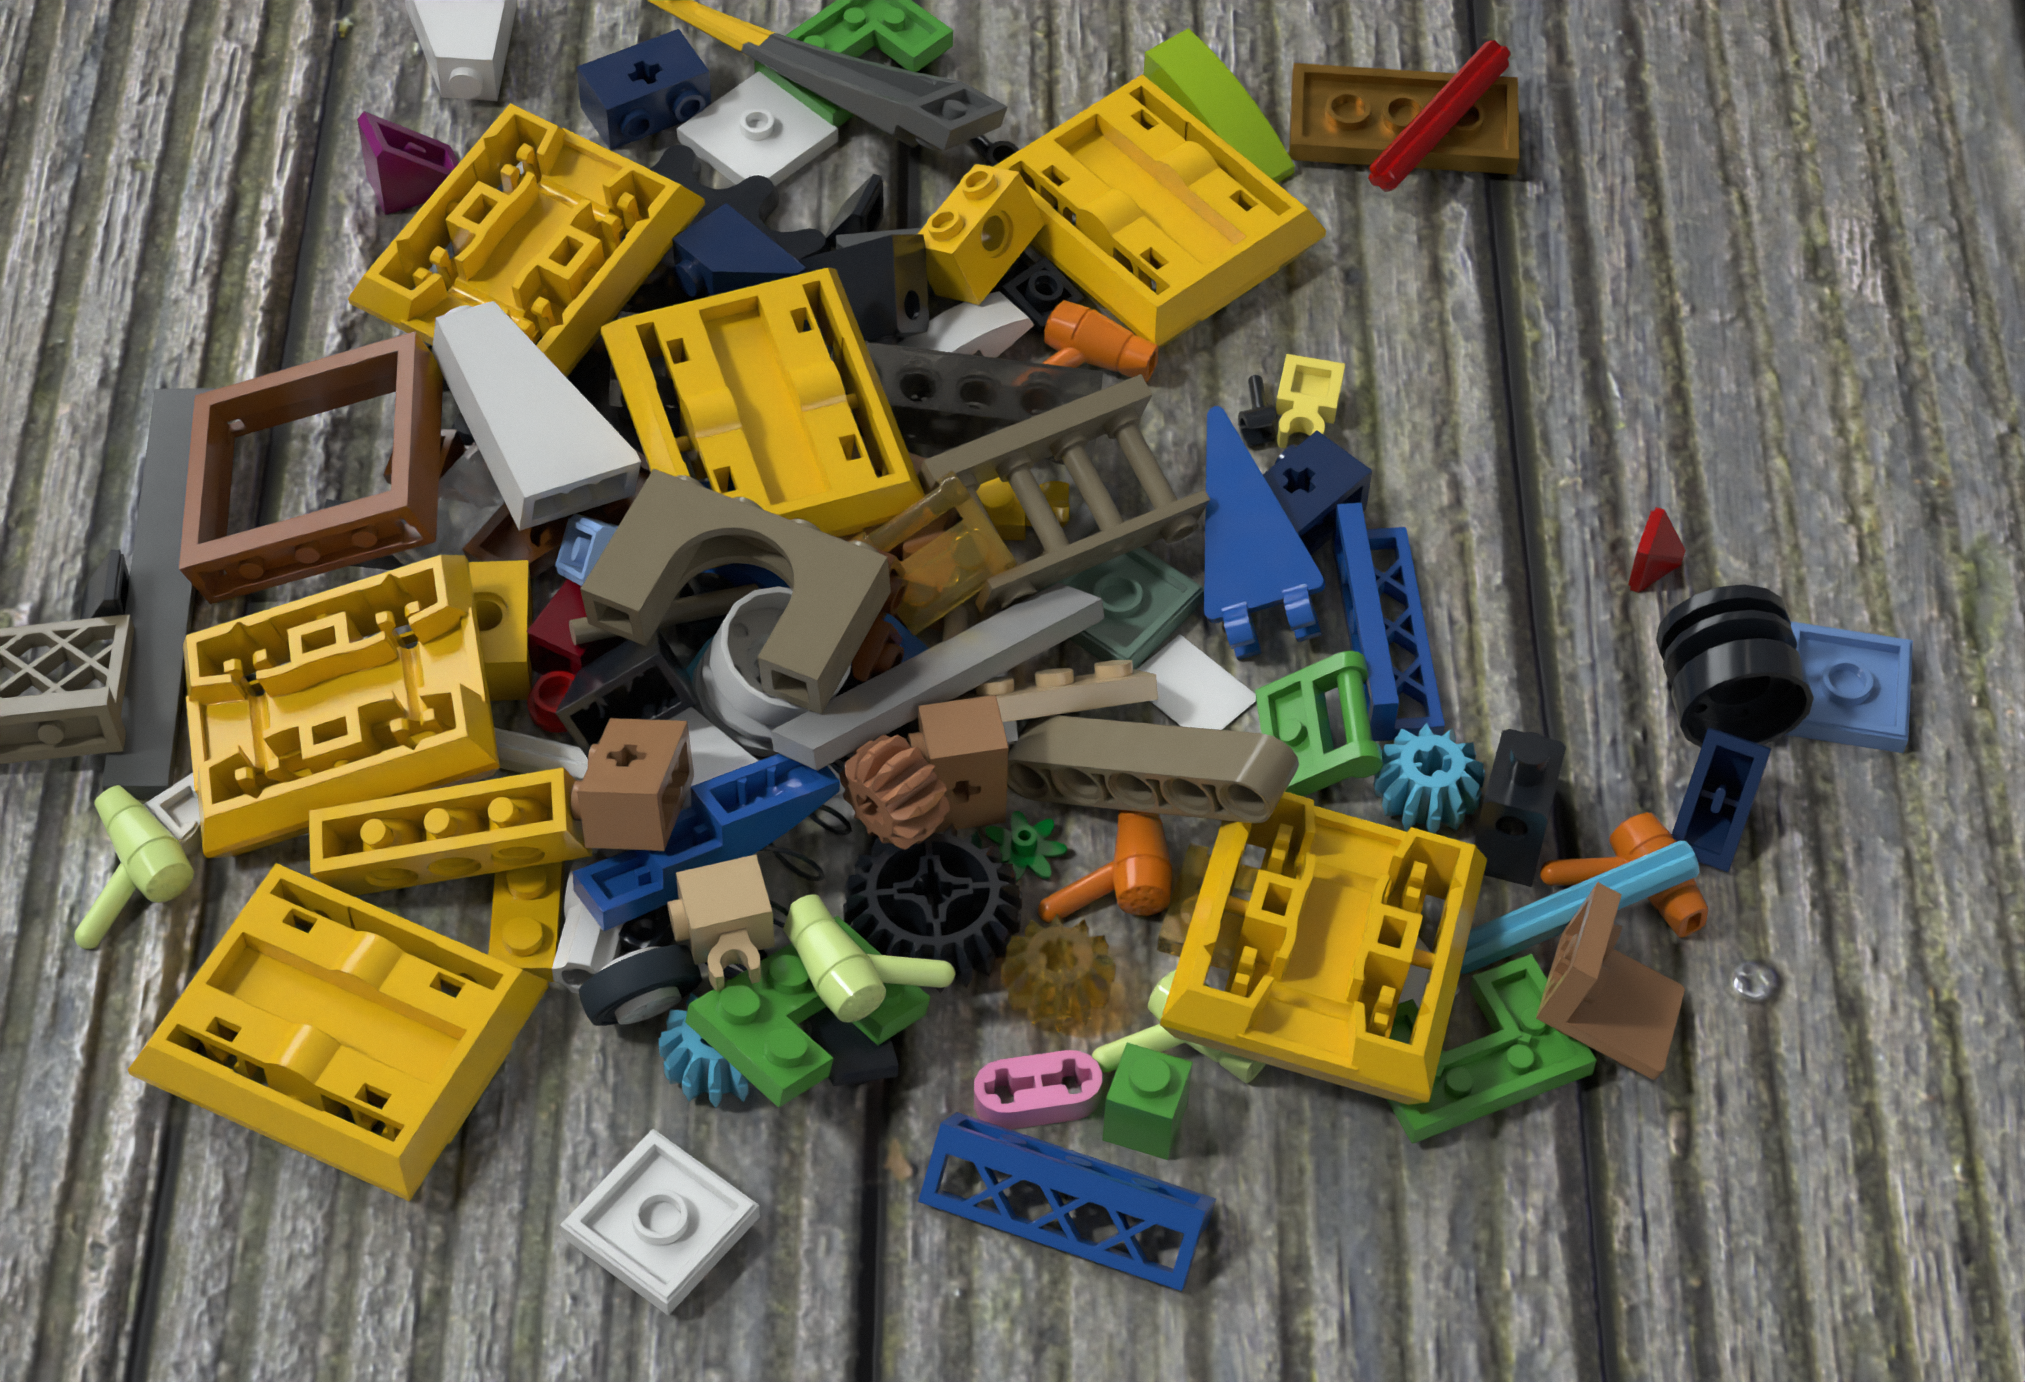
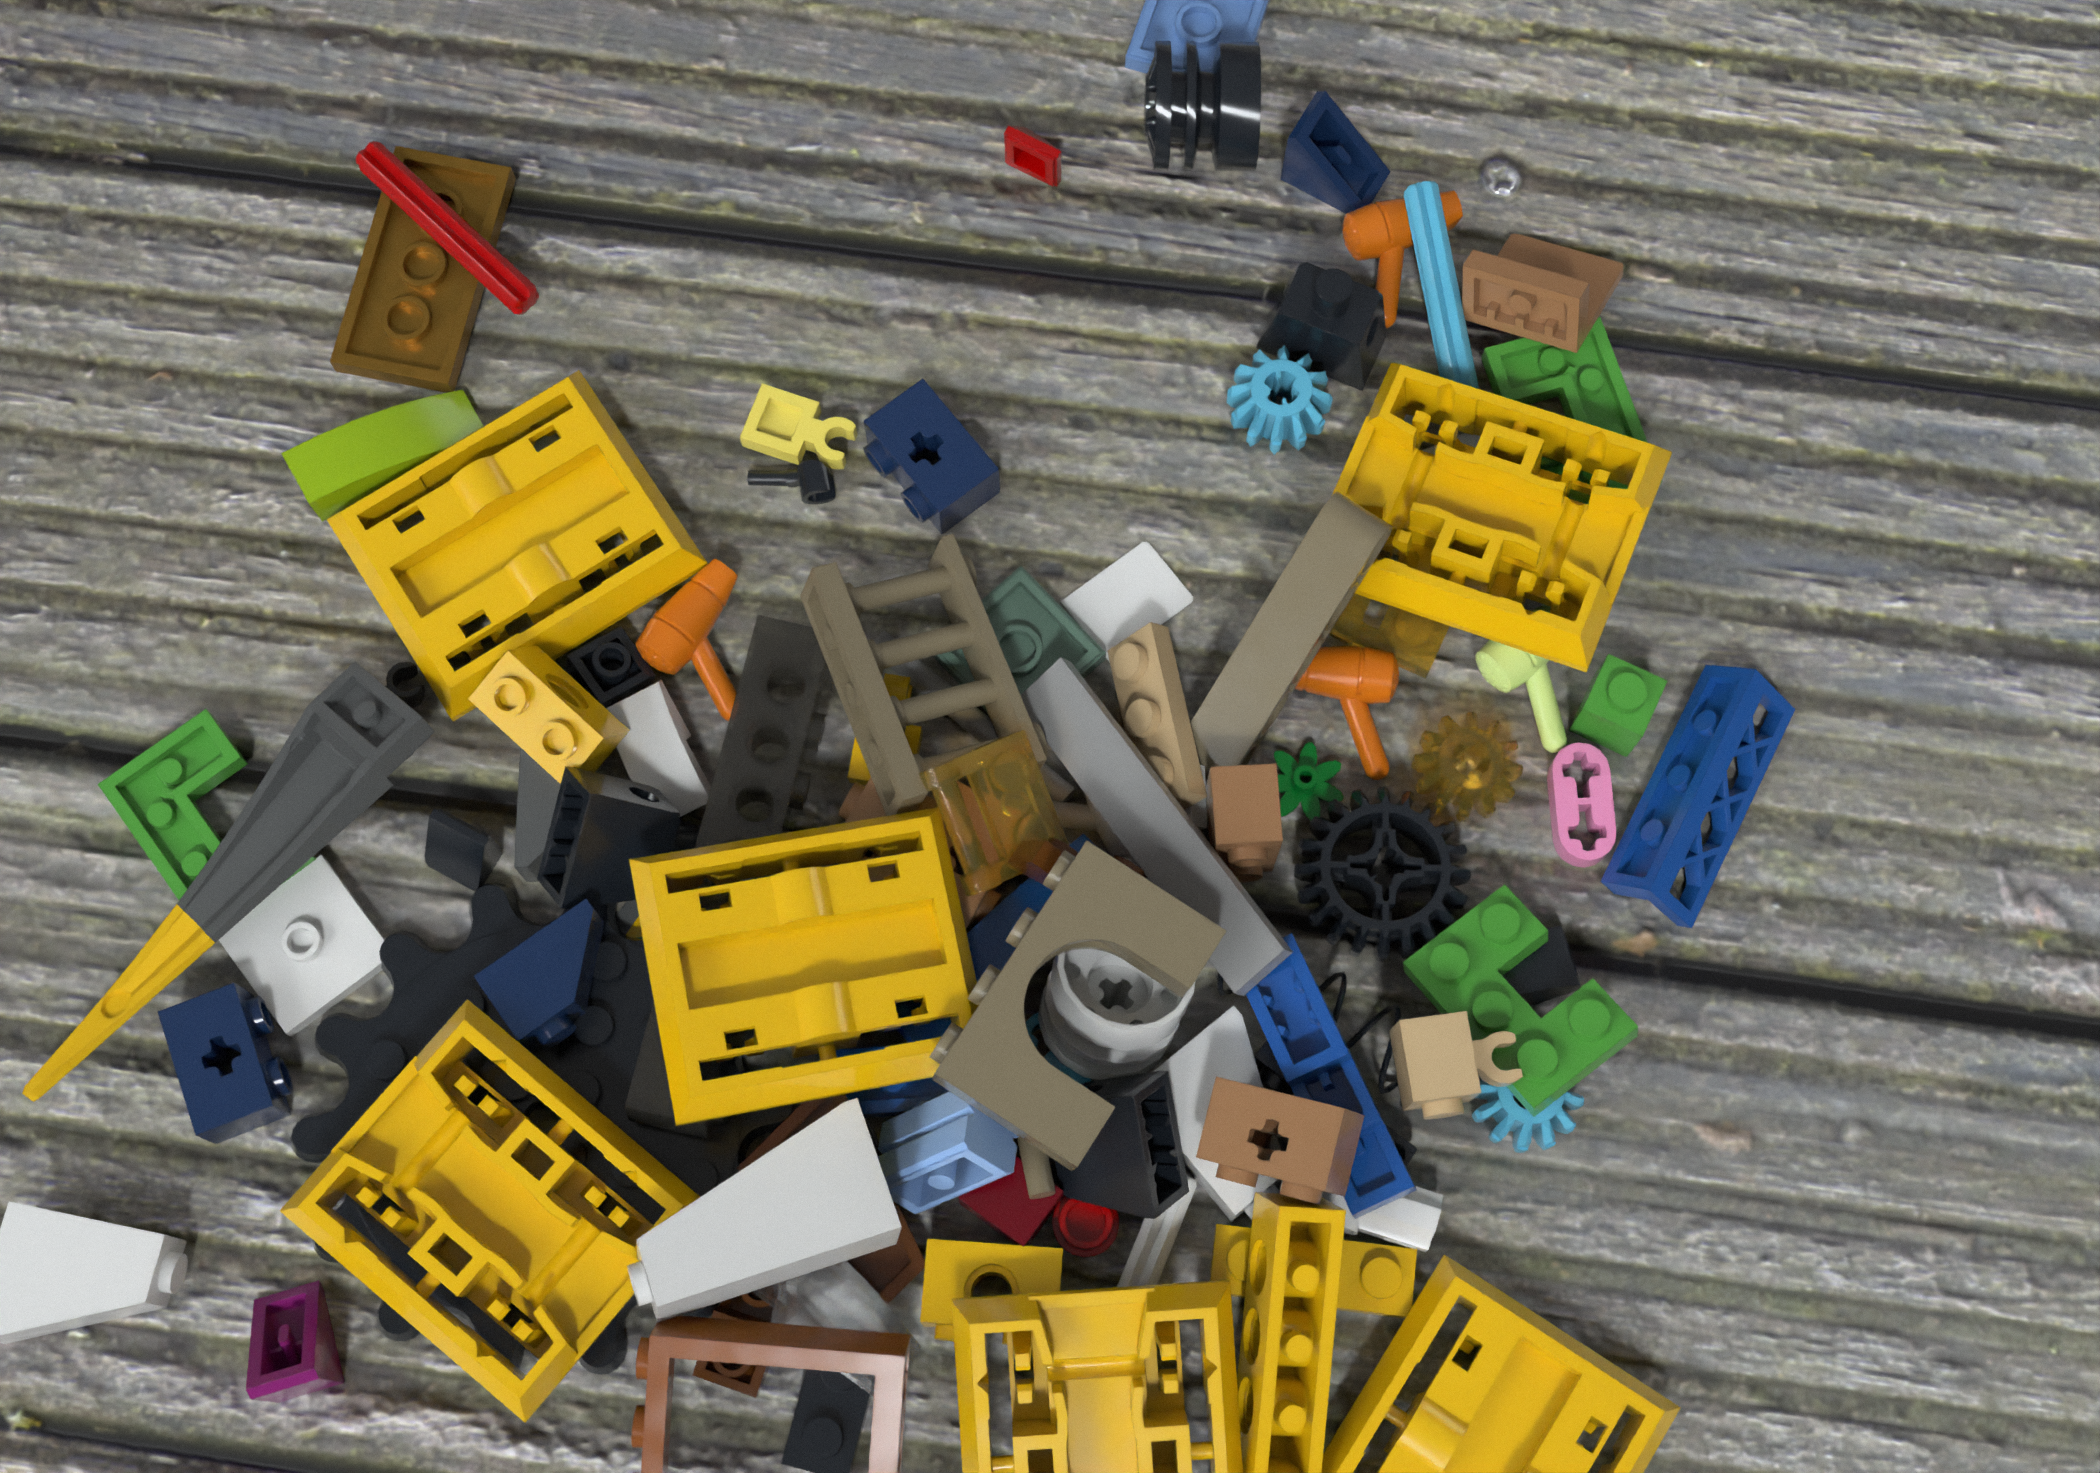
camera: 80 degrees left, 20 degrees up
(640, 985) = (1469, 1164): black wheel -> none
(660, 1221) = (1706, 1167): white plate -> none
(842, 972) = (1506, 957): yellowish green piece -> none
(894, 791) = (1297, 881): nougat gear -> none
(1251, 546) = (996, 508): blue flag -> none
(1298, 715) = (1217, 506): bright green plate -> none
(1373, 633) = (1086, 419): blue fence -> none

